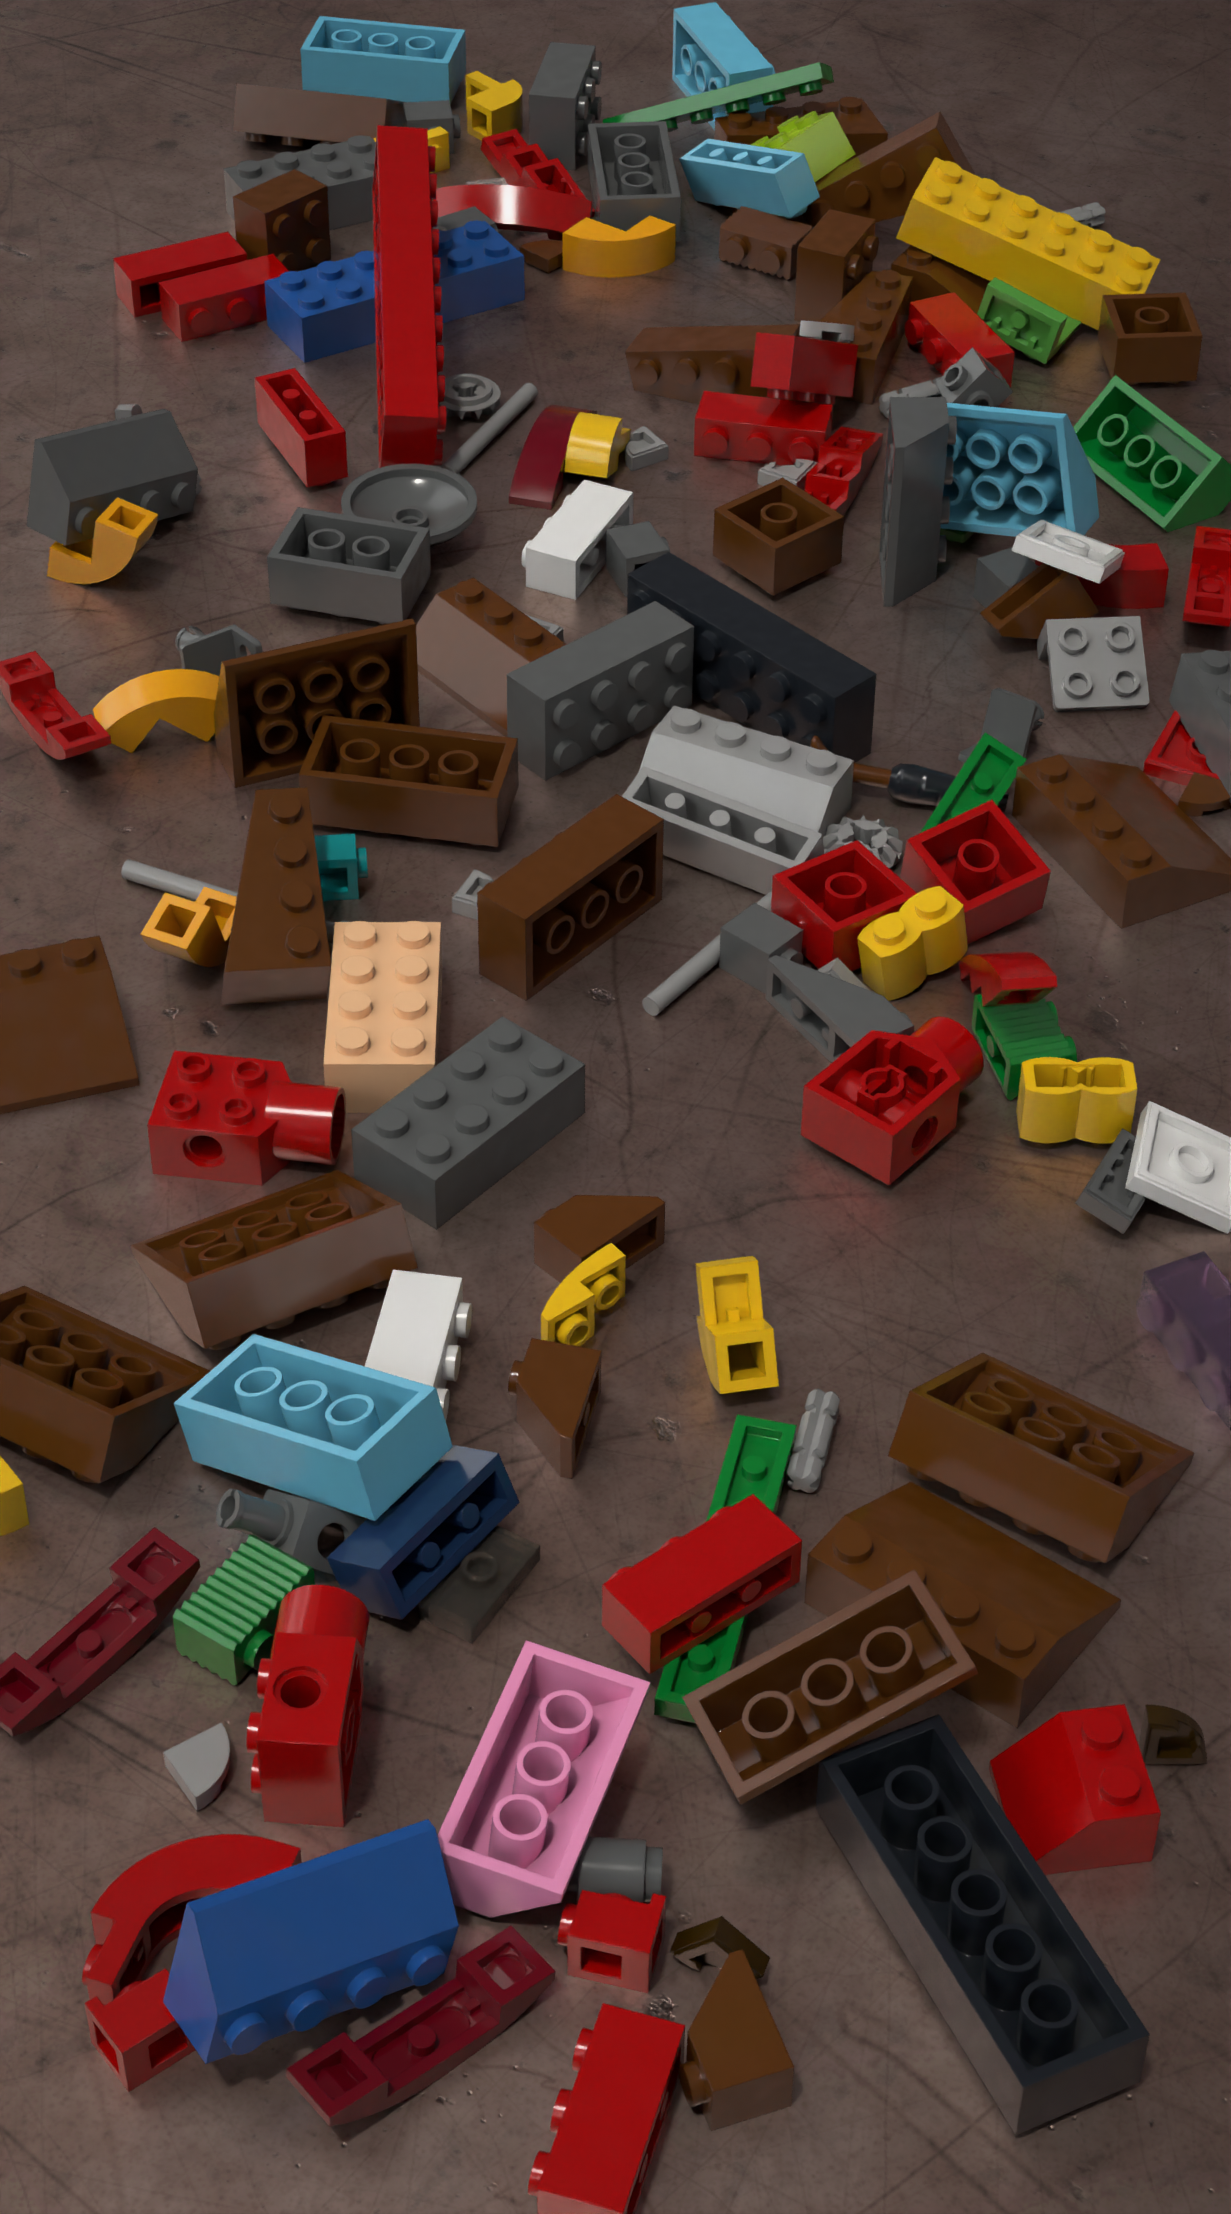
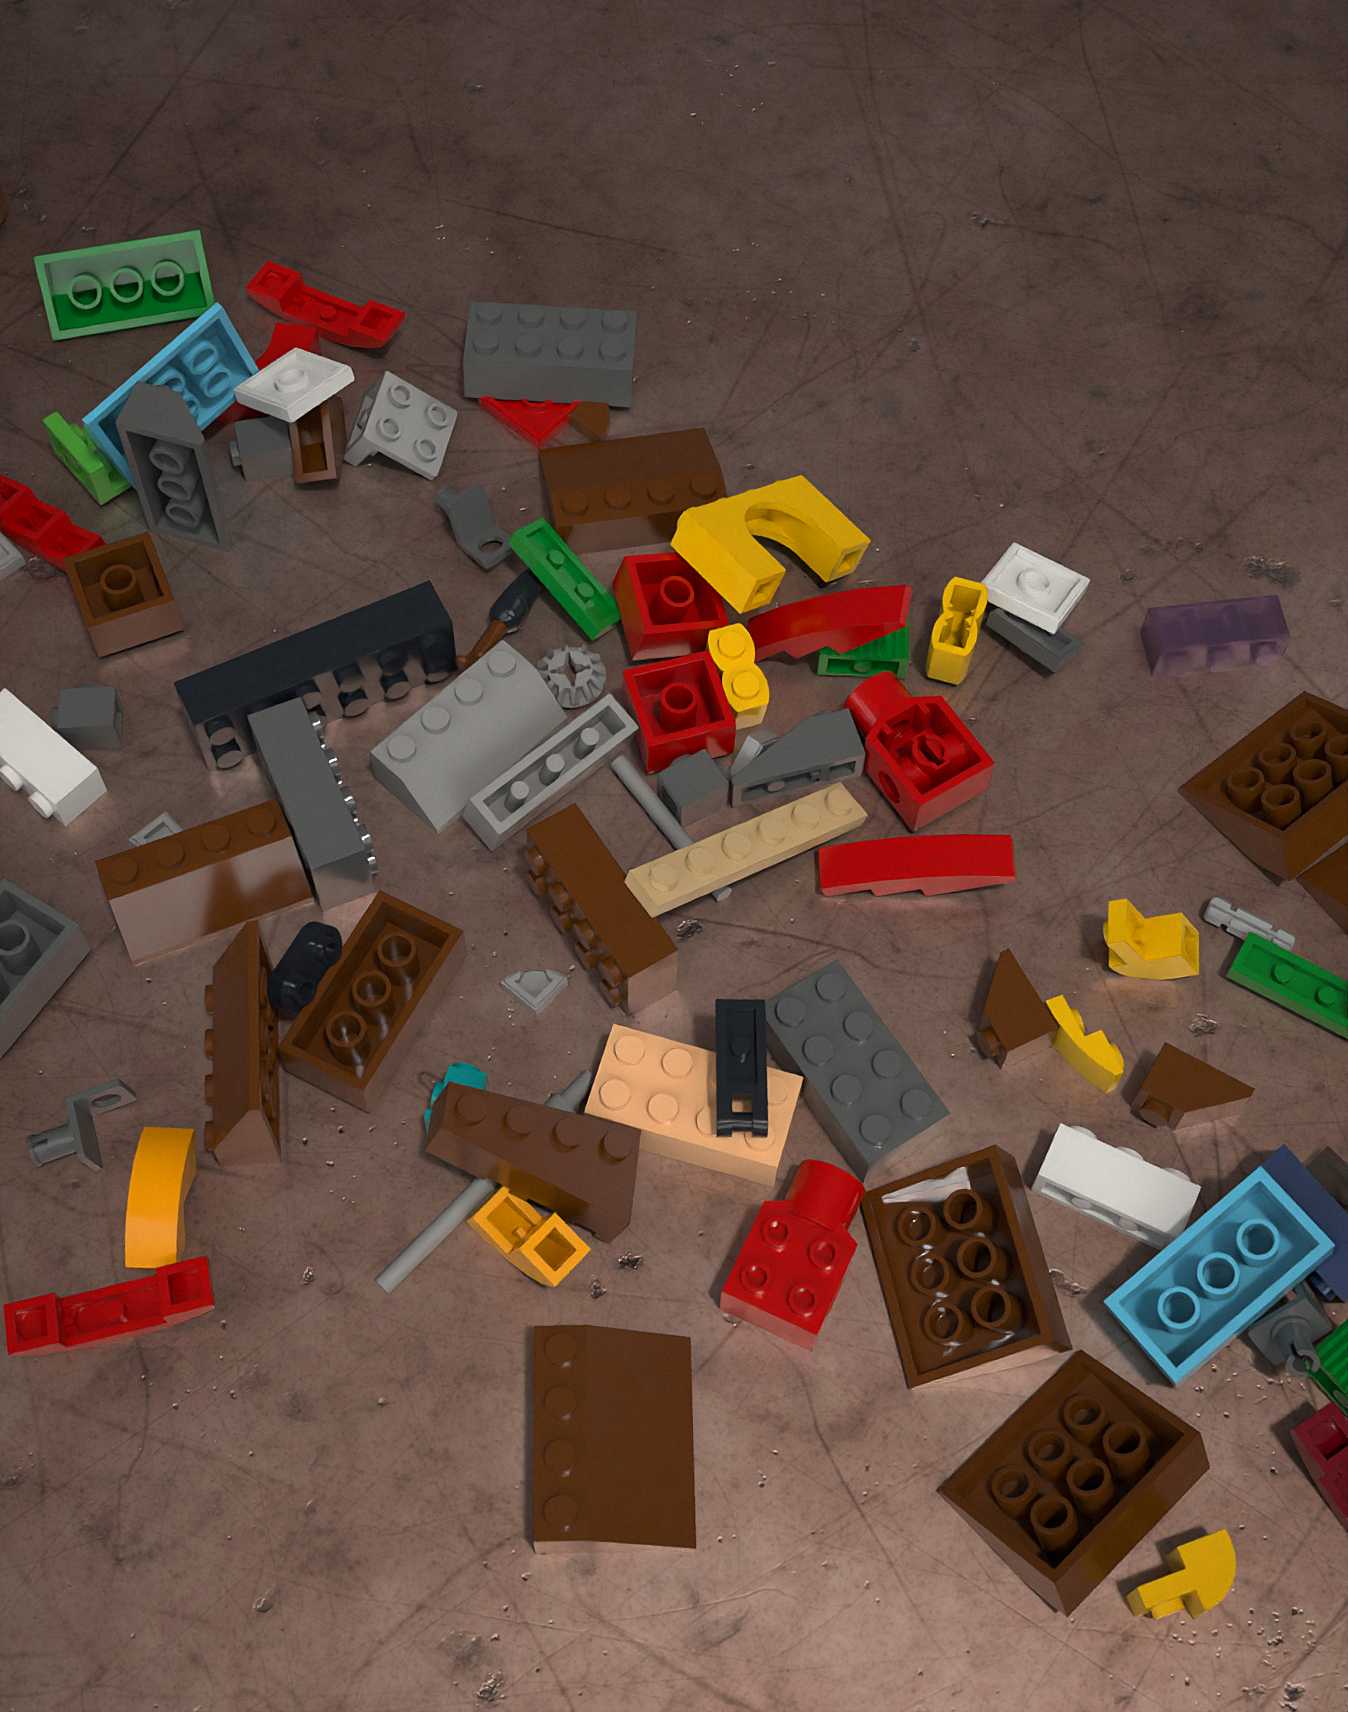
camera: 75 degrees left, 20 degrees up
(410, 703) = (303, 966): none -> black plate
(411, 995) = (741, 1066): none -> black plate
(691, 976) = (744, 849): none -> tan plate
(753, 1131) = (917, 862): none -> red slope
(1154, 933) = (792, 511): none -> yellow arch

